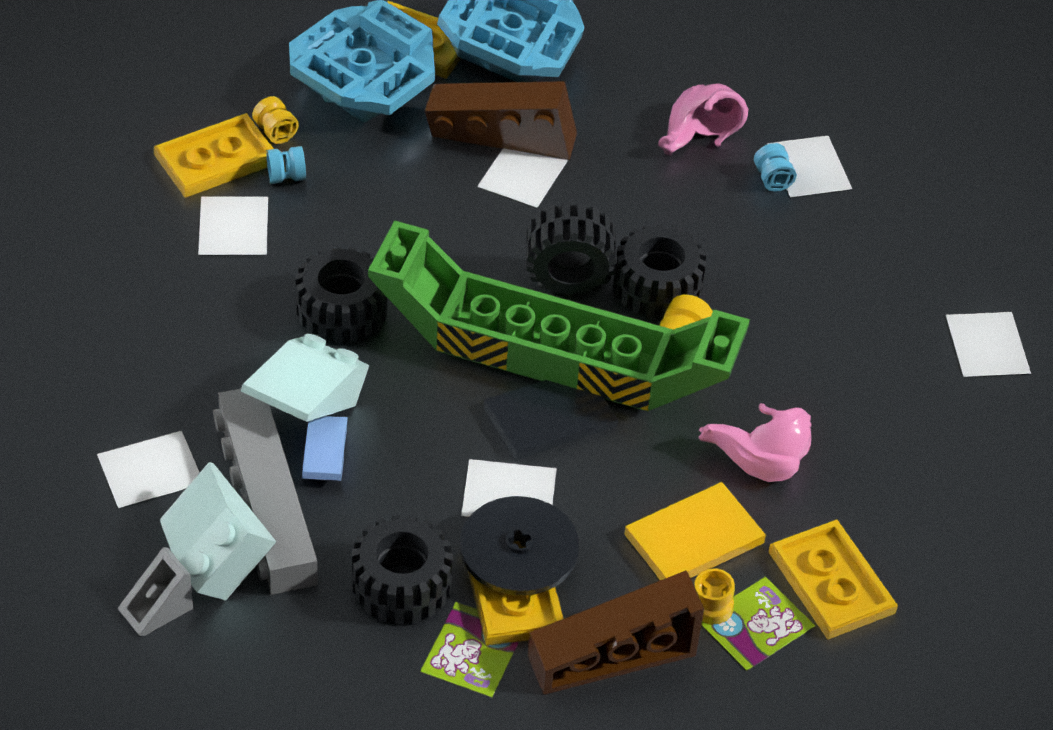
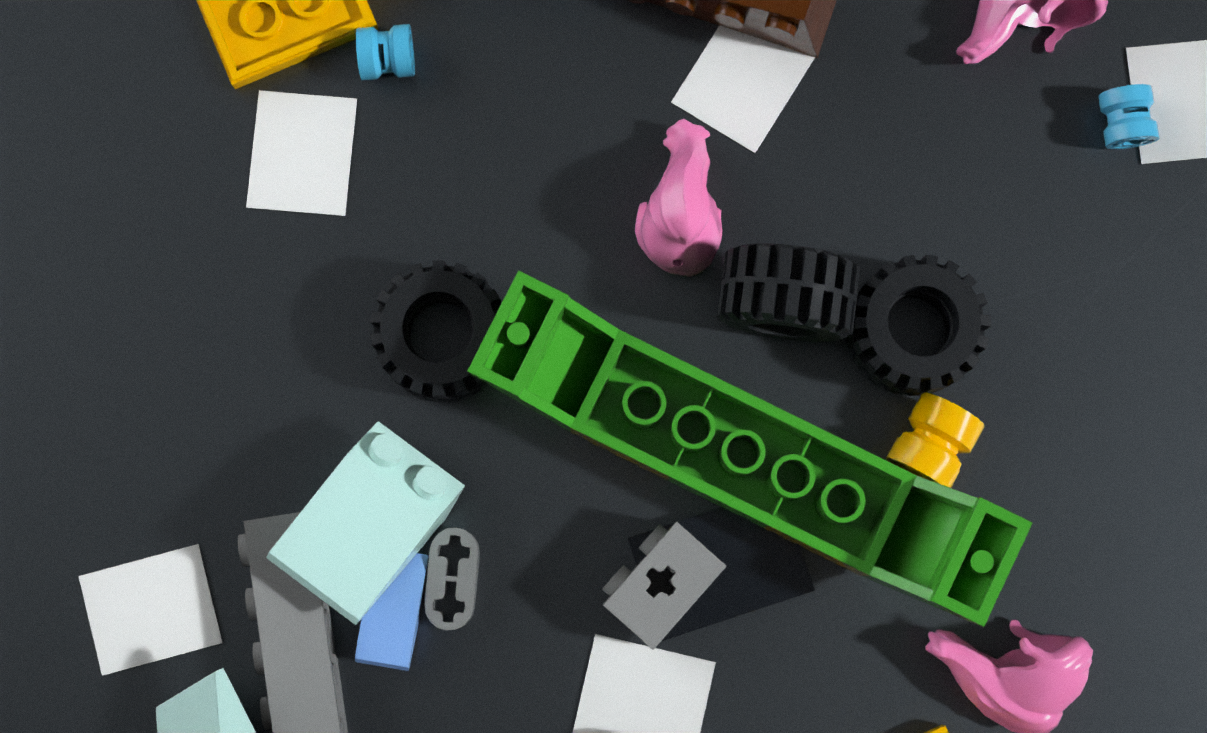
camera: 10 degrees right, 35 degrees up
(360, 431) = (438, 578): none -> light grey beam
(491, 221) = (681, 221): none -> bright pink piece
(512, 410) = (692, 570): none -> light grey brick

